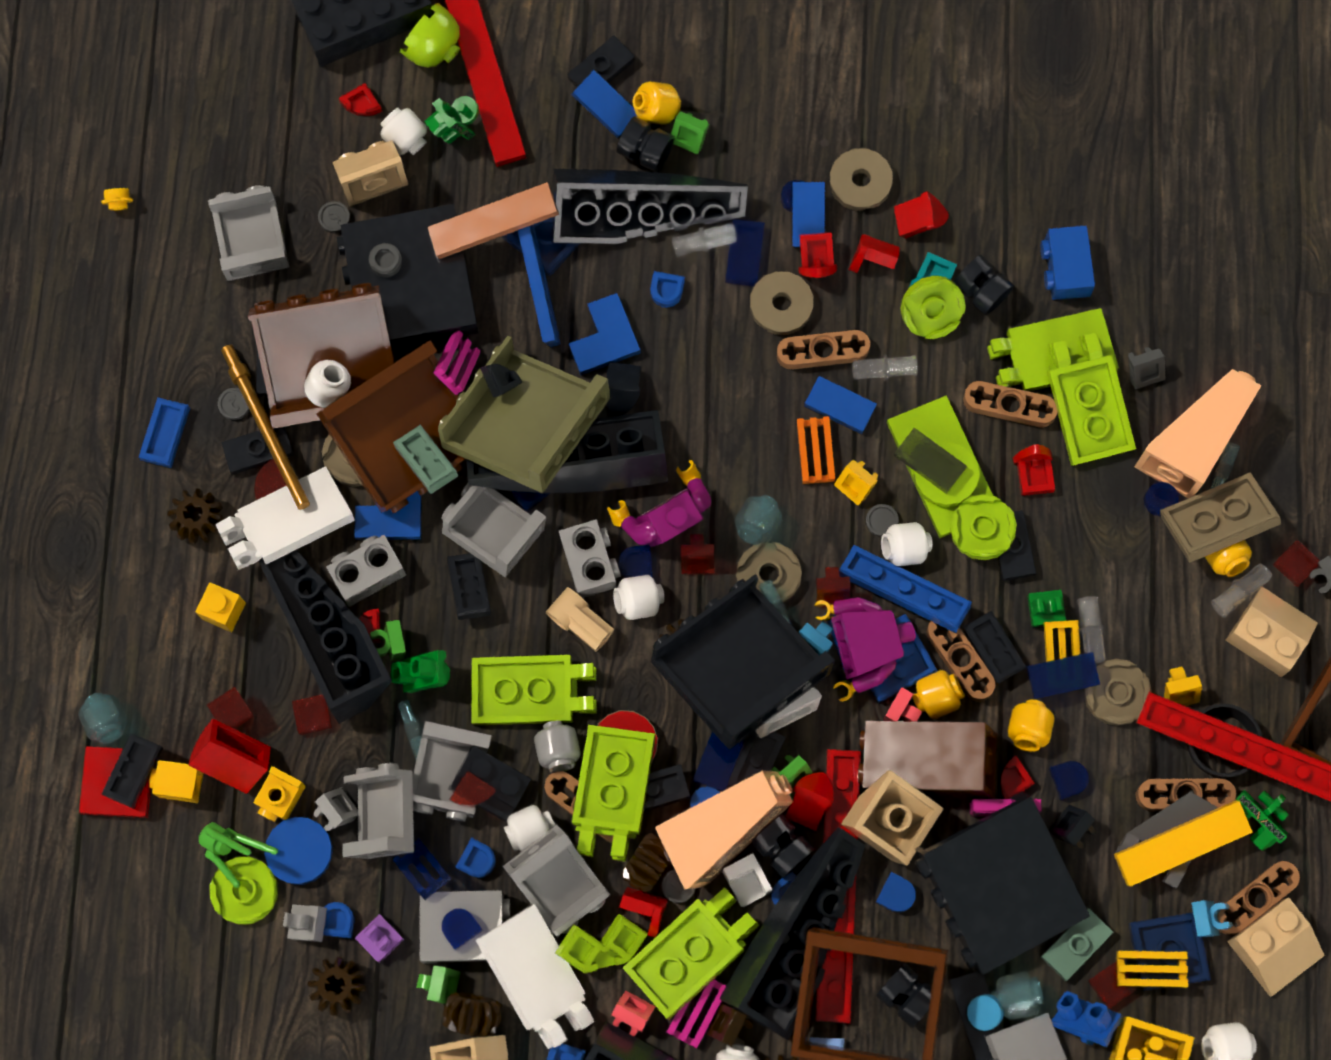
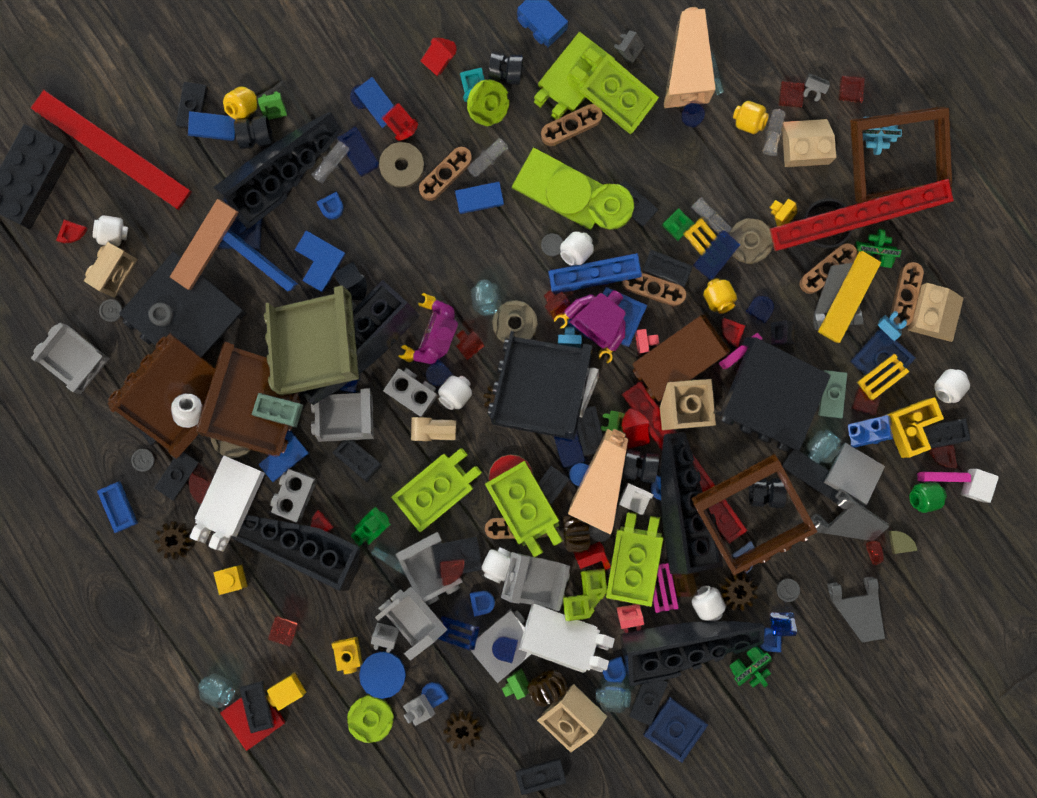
camera: 40 degrees left, 10 degrees up
(222, 841) = (336, 704): bright green plant -> none
(230, 756) = (304, 656): red brick -> none
(241, 376) = (133, 442): pearl gold bar -> none
(311, 714) = (328, 597): clear red tile -> none
(379, 938) = (464, 685): medium lavender tile -> none
(393, 640) = (339, 521): bright green tile -> none
(433, 39) = (82, 164): lime cylinder -> none
(450, 119) = (131, 203): green hips -> none
(462, 365) = (253, 341): dark pink tile -> none
(500, 379) = (282, 331): black tile -> none
(557, 746) = (477, 508): light grey head -> none
(769, 591) = (526, 334): clear light blue pin -> none
(813, 423) = (473, 219): orange tile -> none
(856, 482) = (522, 234): yellow tile -> none
(867, 163) = (389, 46): dark tan tile -> none
(874, 251) = (431, 95): red tile -> none
(896, 894) = (718, 442): blue tile -> none
(930, 460) = (555, 191): clear smoke tile -> none
(938, 694) = (658, 317): yellow head -> none
(985, 1012) = (815, 469): dark azure tile -> none
(1035, 470) = (613, 152): red tile -> none
(1220, 517) = (735, 101): dark tan tile -> none

